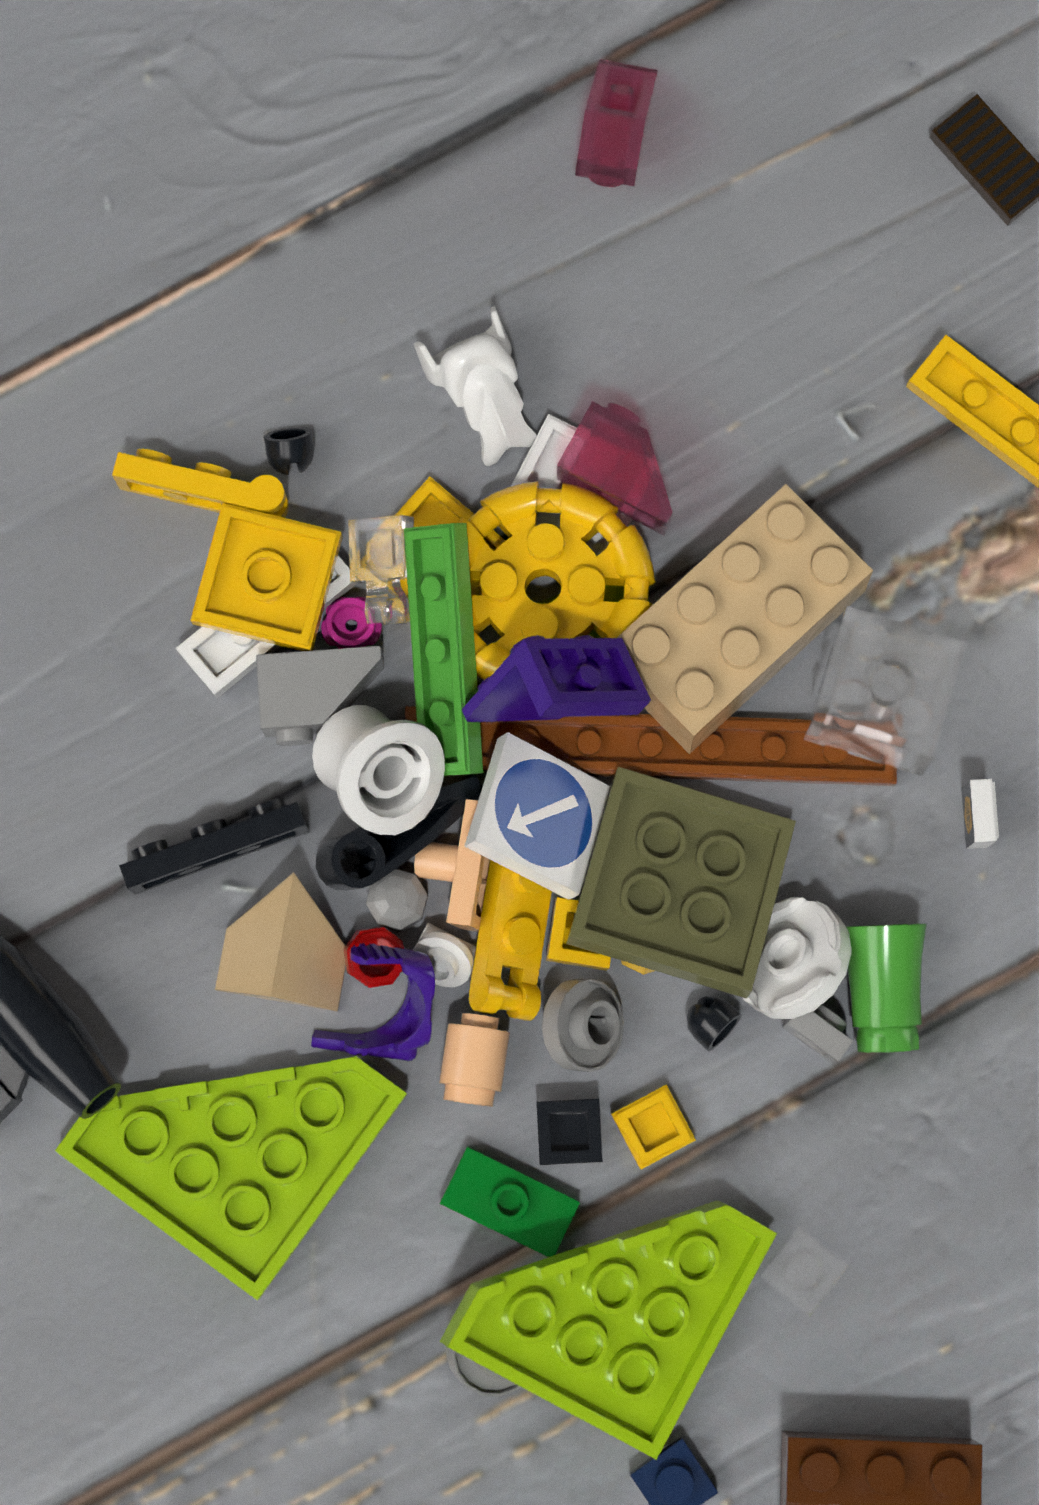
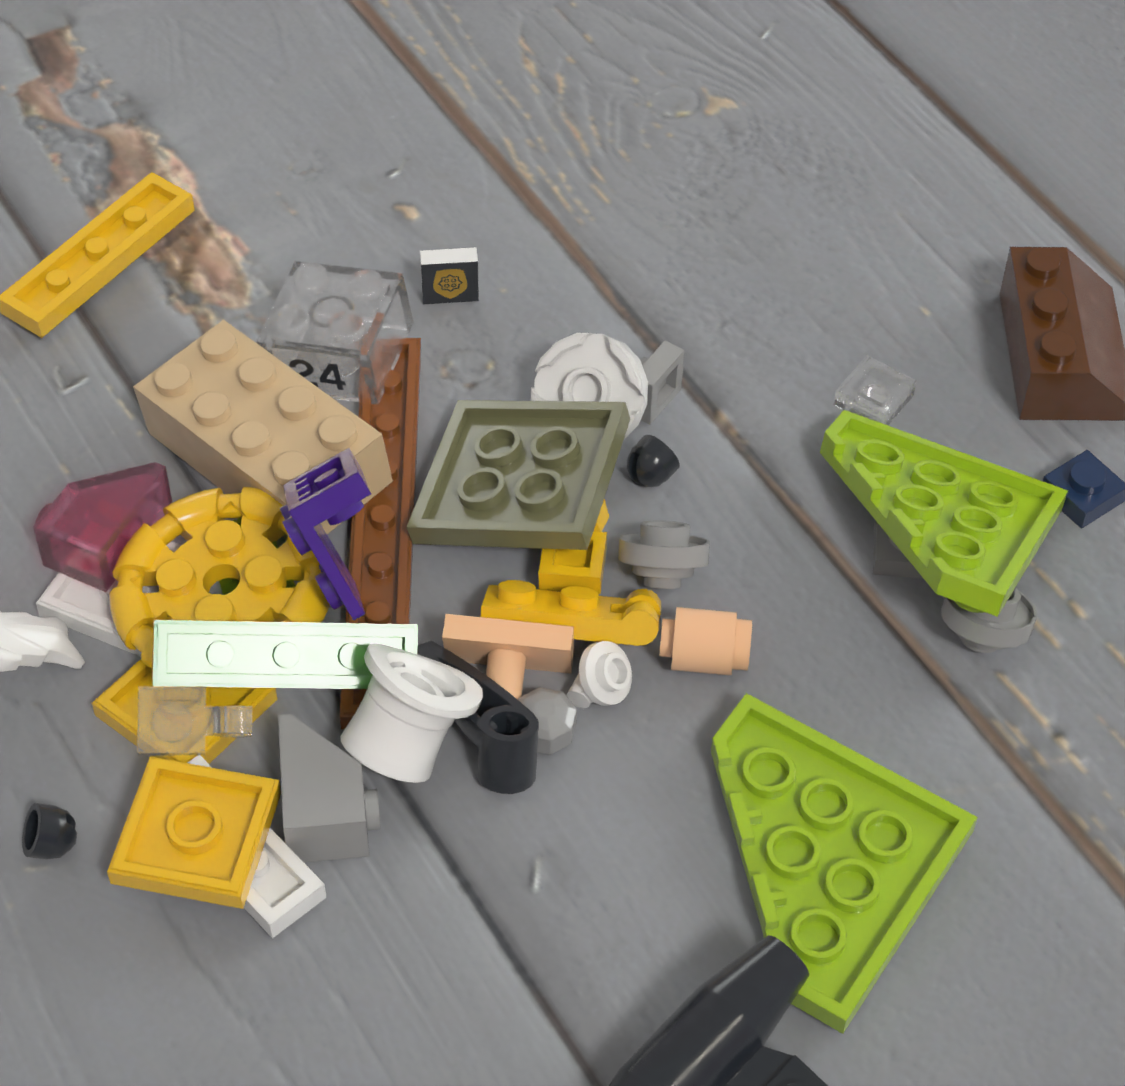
camera: 95 degrees left, 30 degrees down
(203, 487) = (82, 915): yellow plate -> none
(213, 845) = (493, 883): black plate -> none
(284, 951) = (605, 821): tan slope -> none
(341, 612) = (250, 754): dark pink plate -> none
(376, 974) = (606, 733): red tile -> none
(409, 1027) = (666, 695): dark purple helmet -> none
(509, 1202) = (842, 620): green plate -> none
(537, 816) = (457, 581): tile -> none
(569, 1131) = (768, 567): black plate -> none
(653, 1127) = (755, 511): yellow tile -> none
(886, 985) = (629, 322): bright green plant -> none

